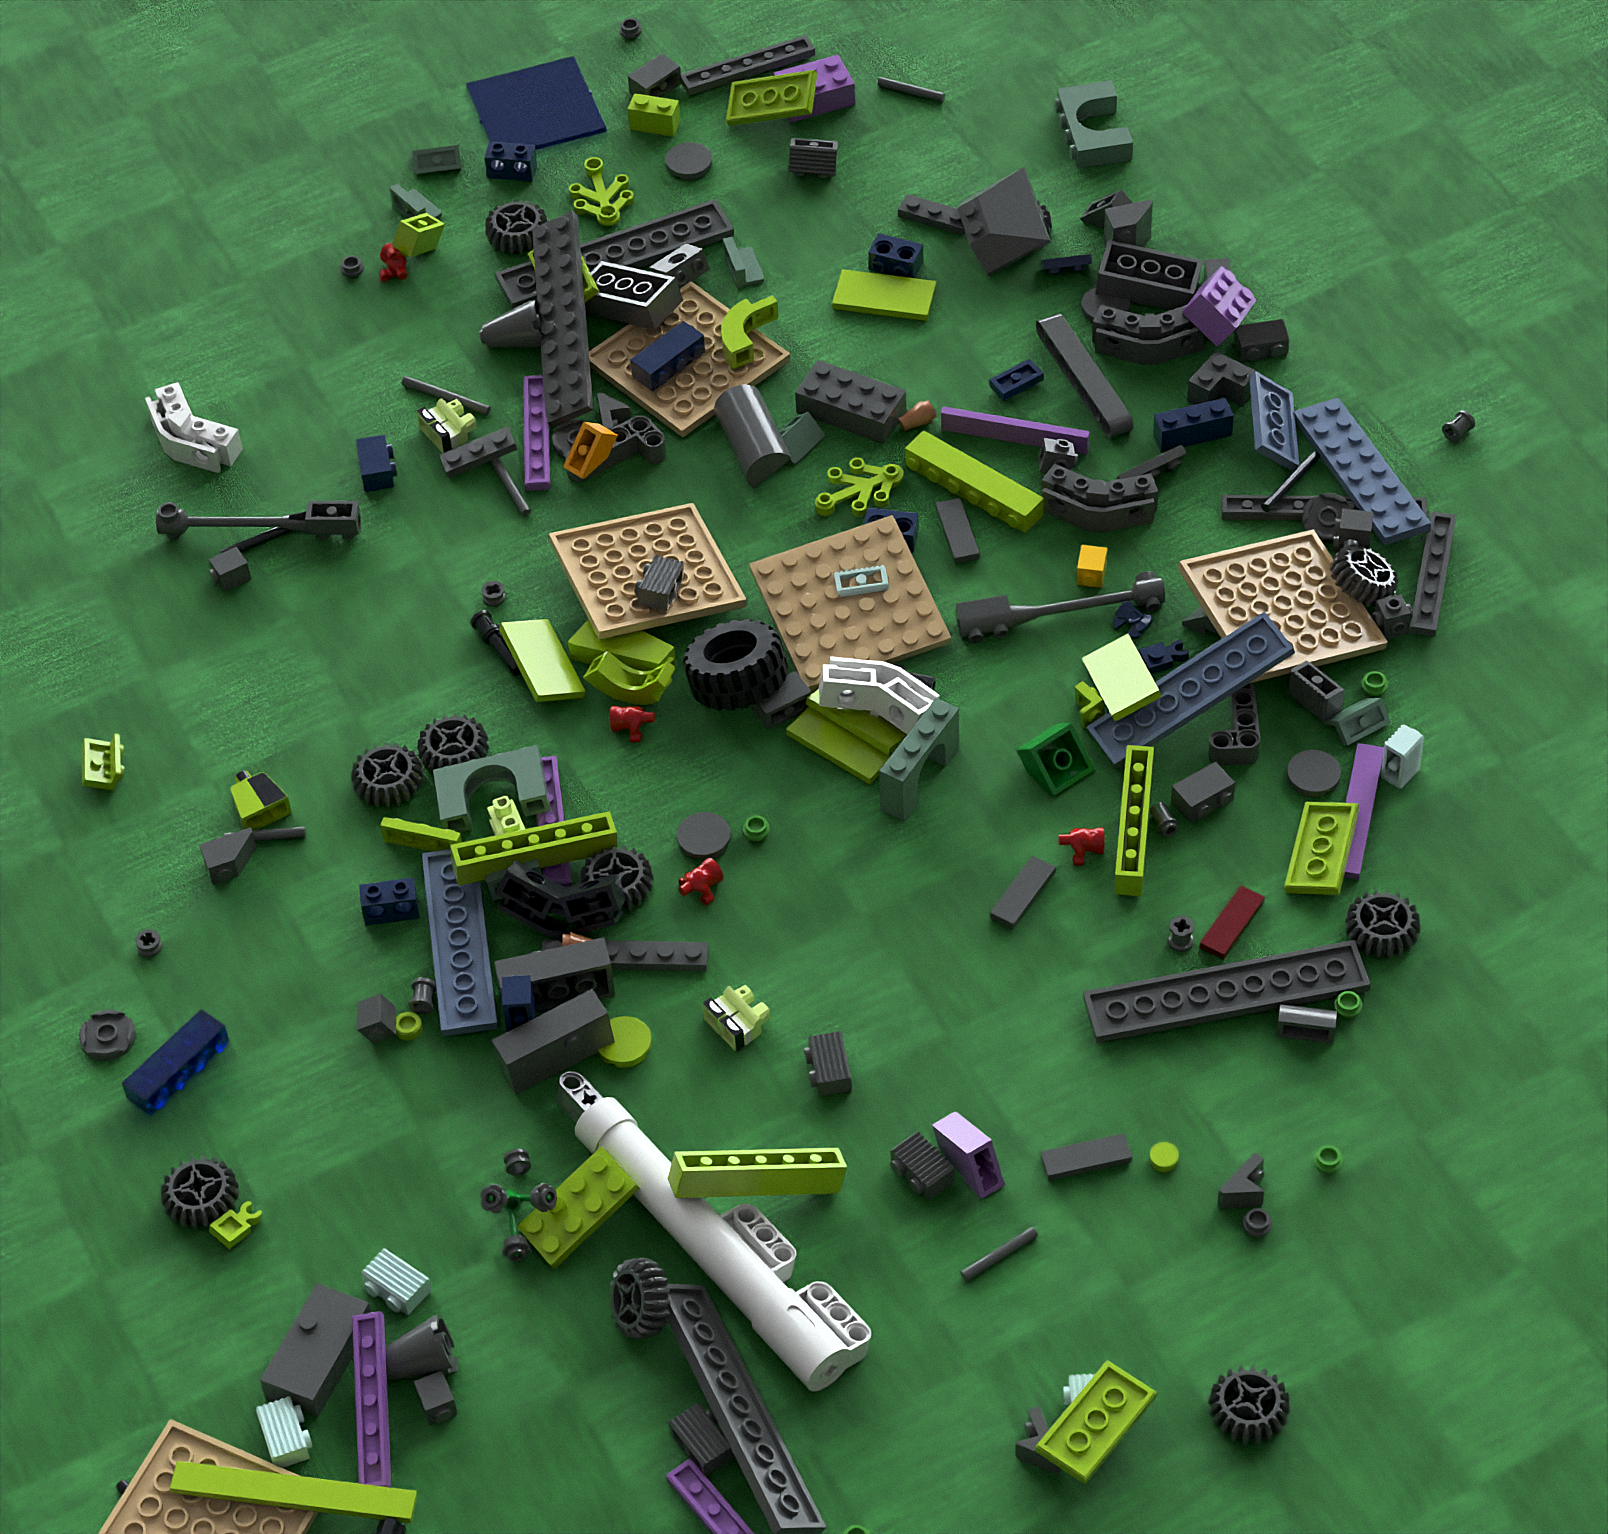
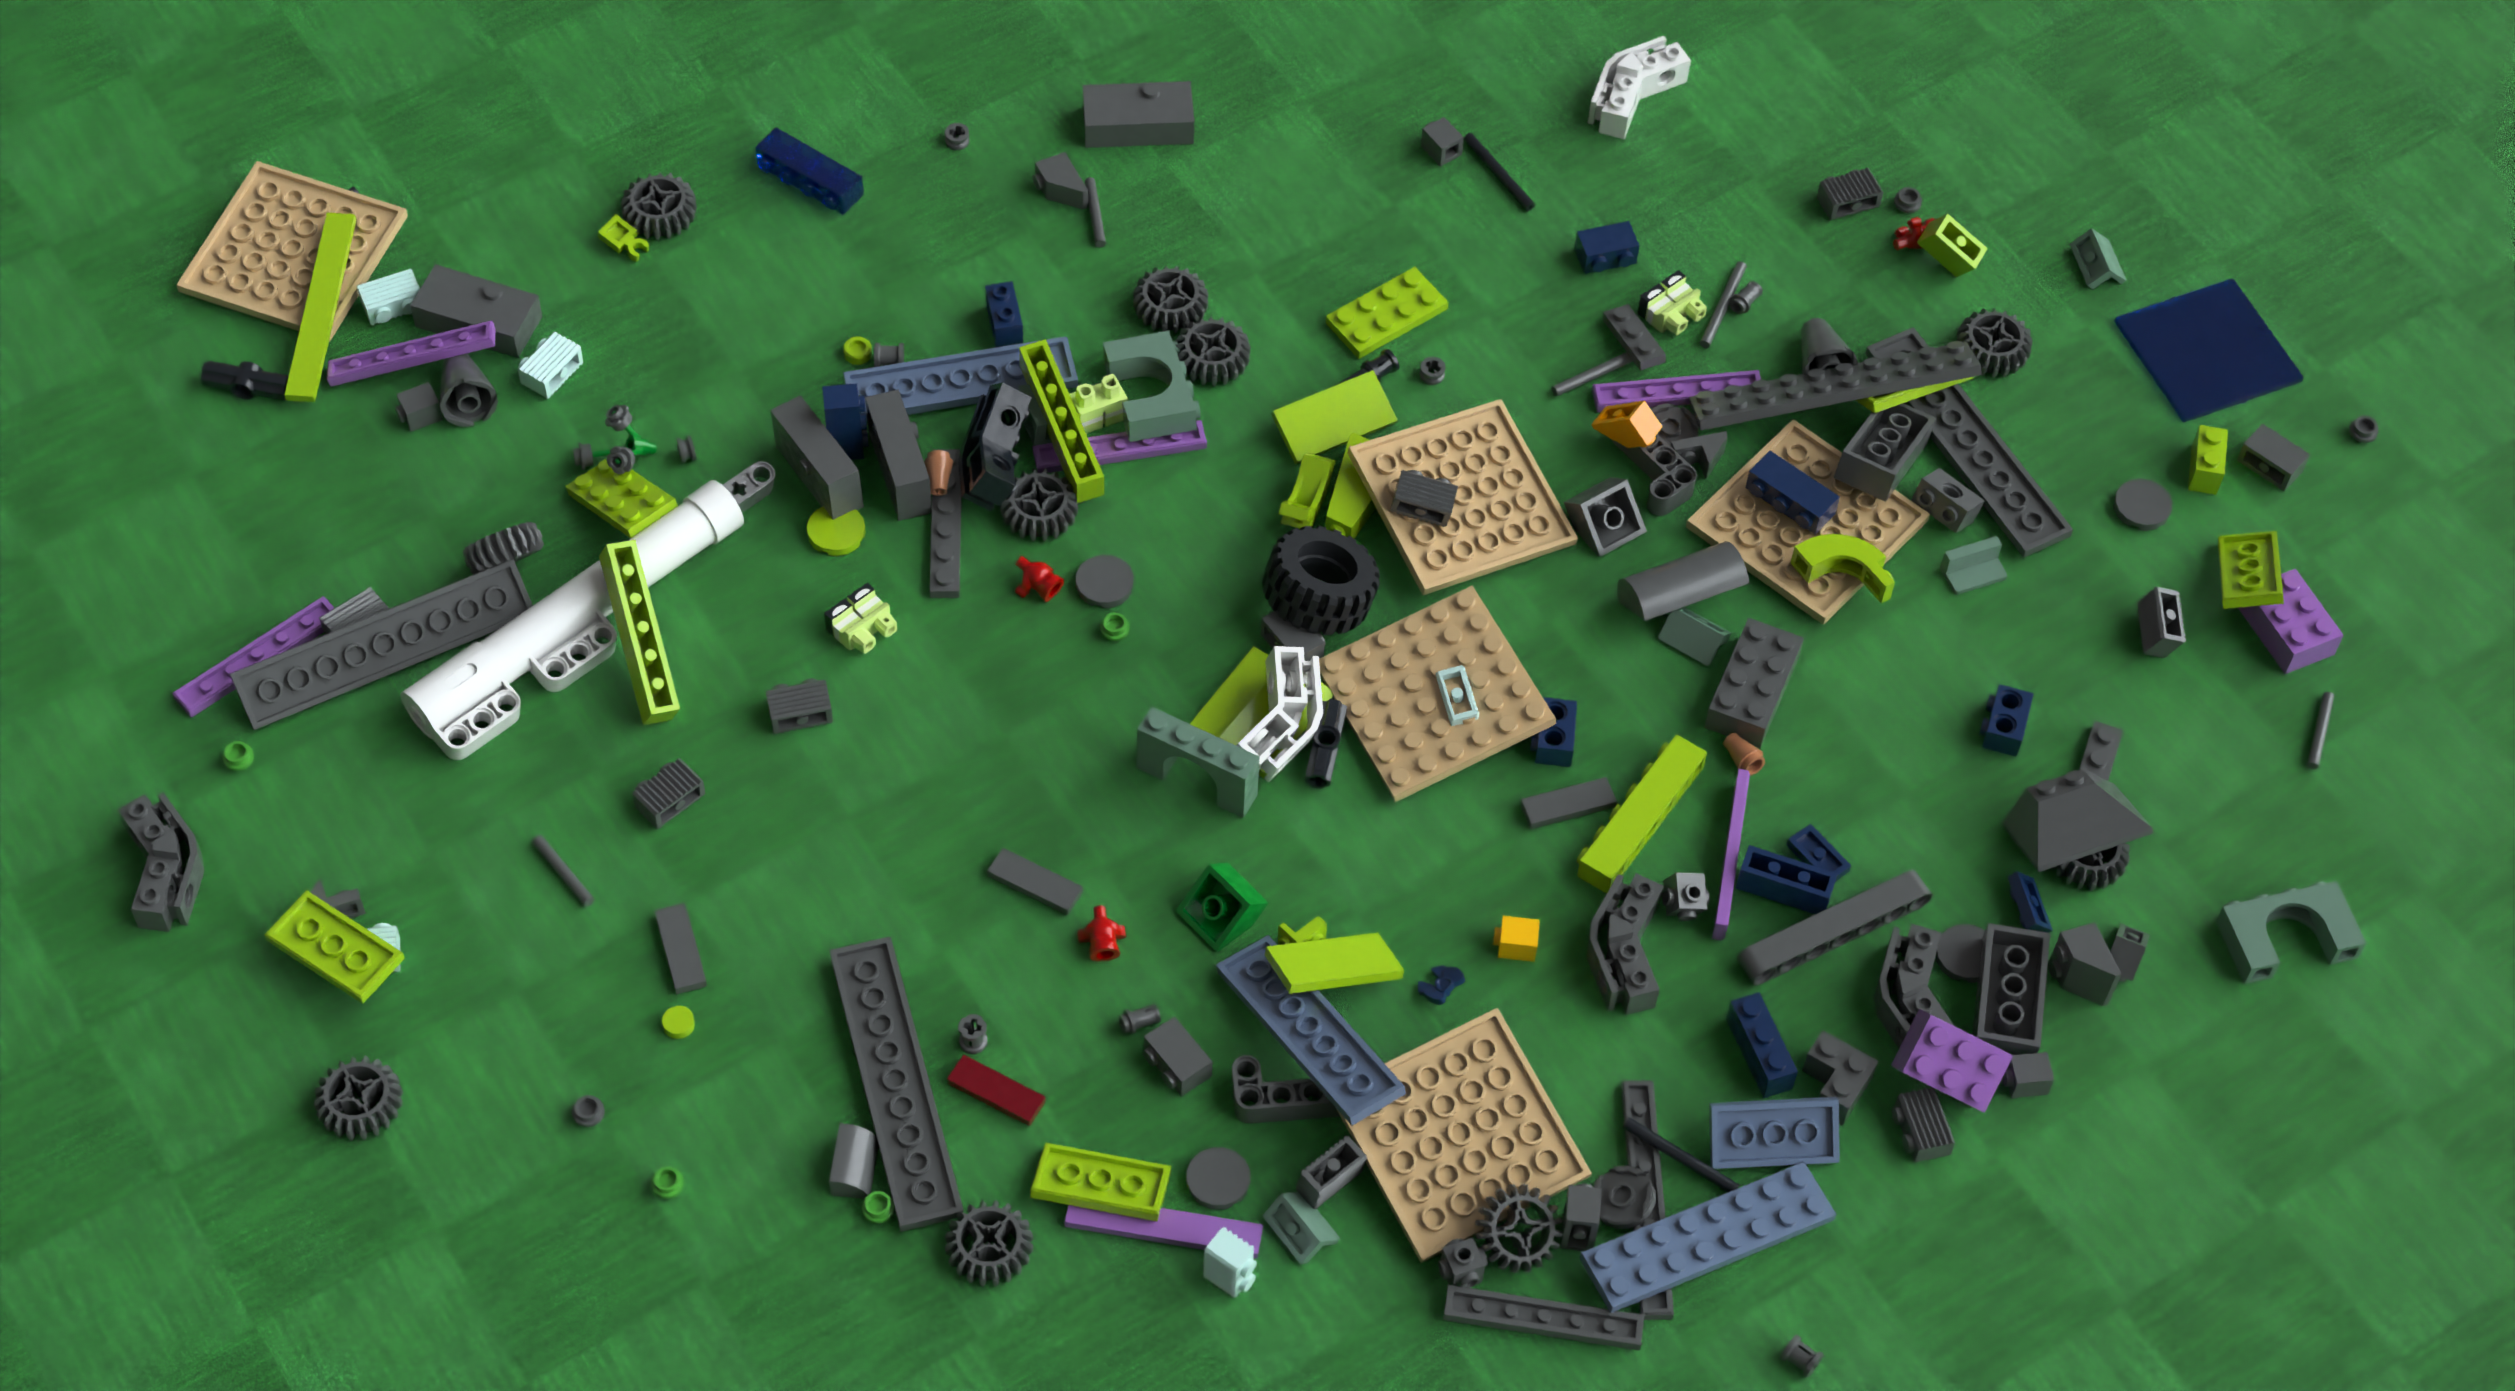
camera: 80 degrees right, 5 degrees up
(102, 763) = (1177, 67): lime bracket -> none
(107, 1035) = (848, 120): dark grey tile -> none
(154, 792) = (1138, 114): none -> dark grey brick
(258, 800) = (1132, 197): lime torso -> none
(319, 519) = (1511, 196): dark grey bar -> none
(341, 301) = (1849, 193): none -> dark grey brick
(376, 1018) = (855, 318): dark grey brick -> none
(412, 202) = (2016, 248): sand green panel -> none
(418, 835) = (1091, 335): lime plate -> none
(421, 623) = (1386, 312): none -> lime plate
(447, 380) = (1741, 302): none -> dark grey pin
(510, 161) = (2100, 326): dark blue brick -> none
(607, 213) = (2109, 412): lime plant -> none
(631, 719) = (1257, 501): red piece -> none
(667, 482) = (1606, 515): none -> dark grey slope
(747, 65) = (2323, 552): dark grey plate -> none
(884, 295) = (1946, 715): lime tile -> none
(888, 476) = (1624, 704): lime plant -> none
(969, 1153) = (678, 831): medium lavender slope -> none
(998, 617) = (1432, 846): dark grey bar -> none
(1047, 391) = (1786, 880): none -> dark blue brick
(1134, 820) = (1127, 981): lime brick -> none
(1160, 658) = (1389, 1015): dark blue plate -> none
(1169, 460) = (1682, 1000): dark grey plate -> none
(1242, 1187) = (630, 1092): dark grey slope -> none
(1374, 683) = (1359, 1247): bright green plate -> none

